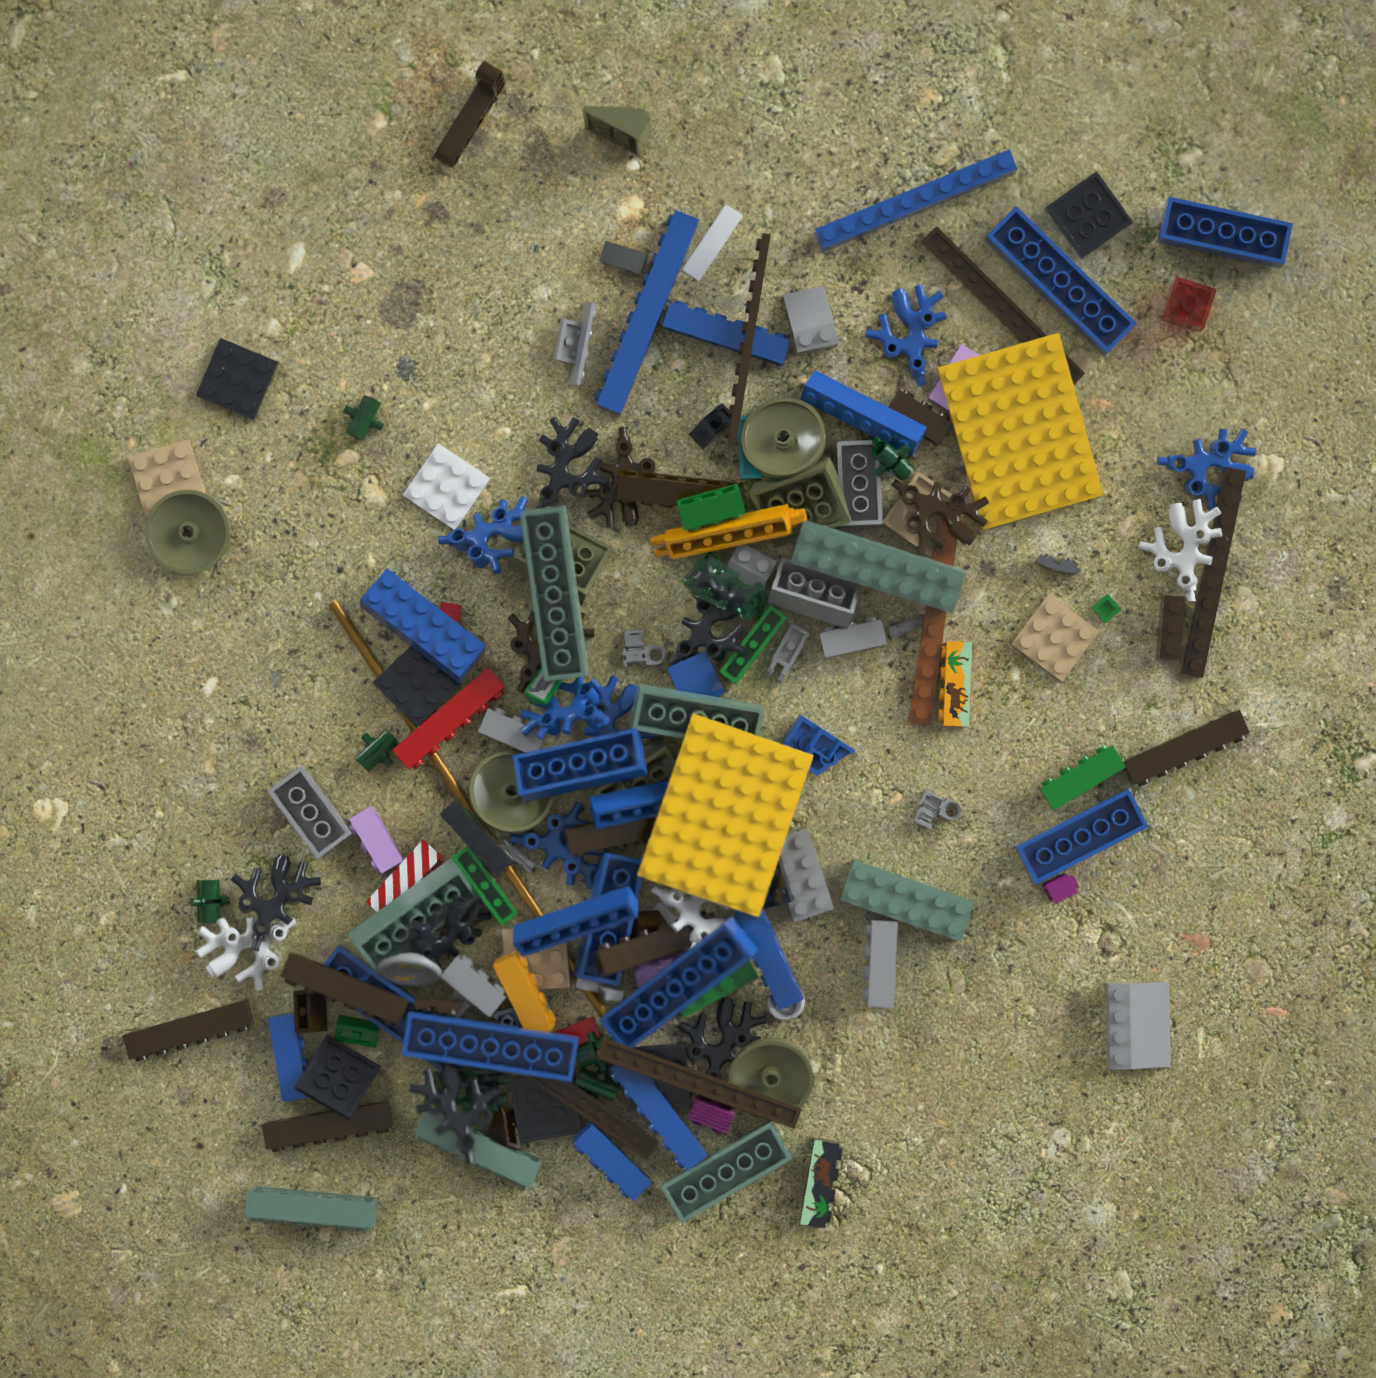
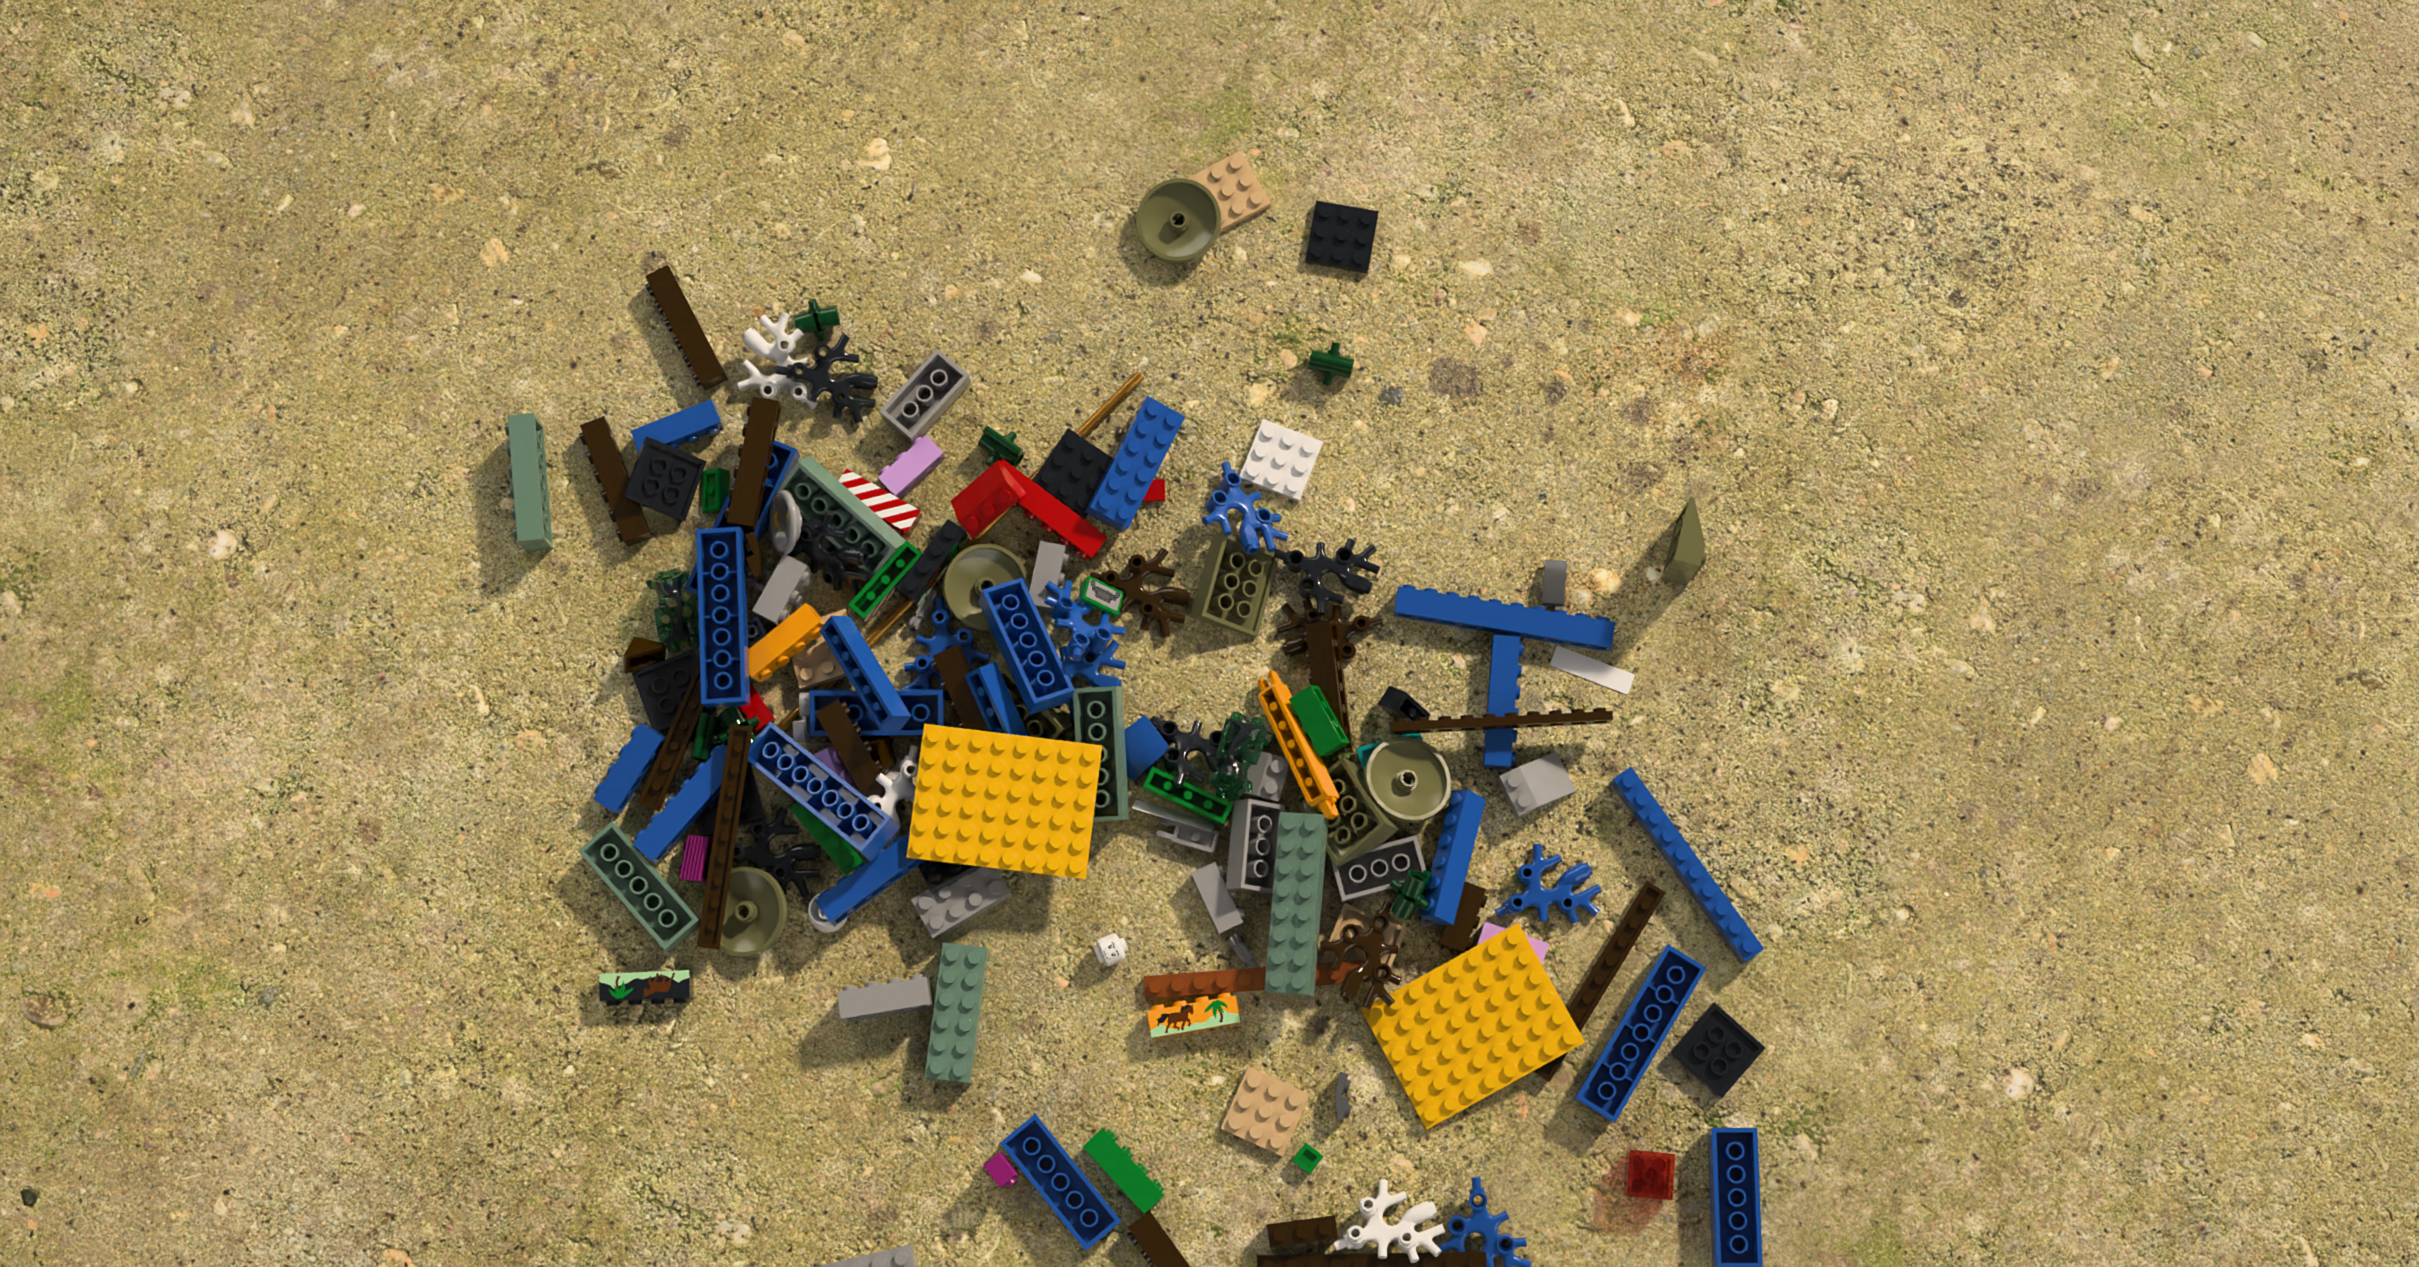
camera: 75 degrees right, 10 degrees down
(309, 1012) = (723, 438): dark brown brick -> none
(428, 773) = (986, 499): none -> red slope
(454, 1119) = (641, 596): black plant -> none
(488, 1153) = (620, 625): sand green brick -> none
(489, 85) = (1660, 403): dark brown beam -> none
(554, 593) = (1194, 581): sand green brick -> none
(573, 342) = (1456, 550): light grey bracket -> none
(636, 650) = (1157, 682): light grey piece -> none
(765, 662) = (1173, 815): none -> white sticker
(814, 740) = (1101, 885): blue slope -> none
(878, 747) = (1110, 949): none -> white head
(931, 807) = (1061, 1019): light grey piece -> none

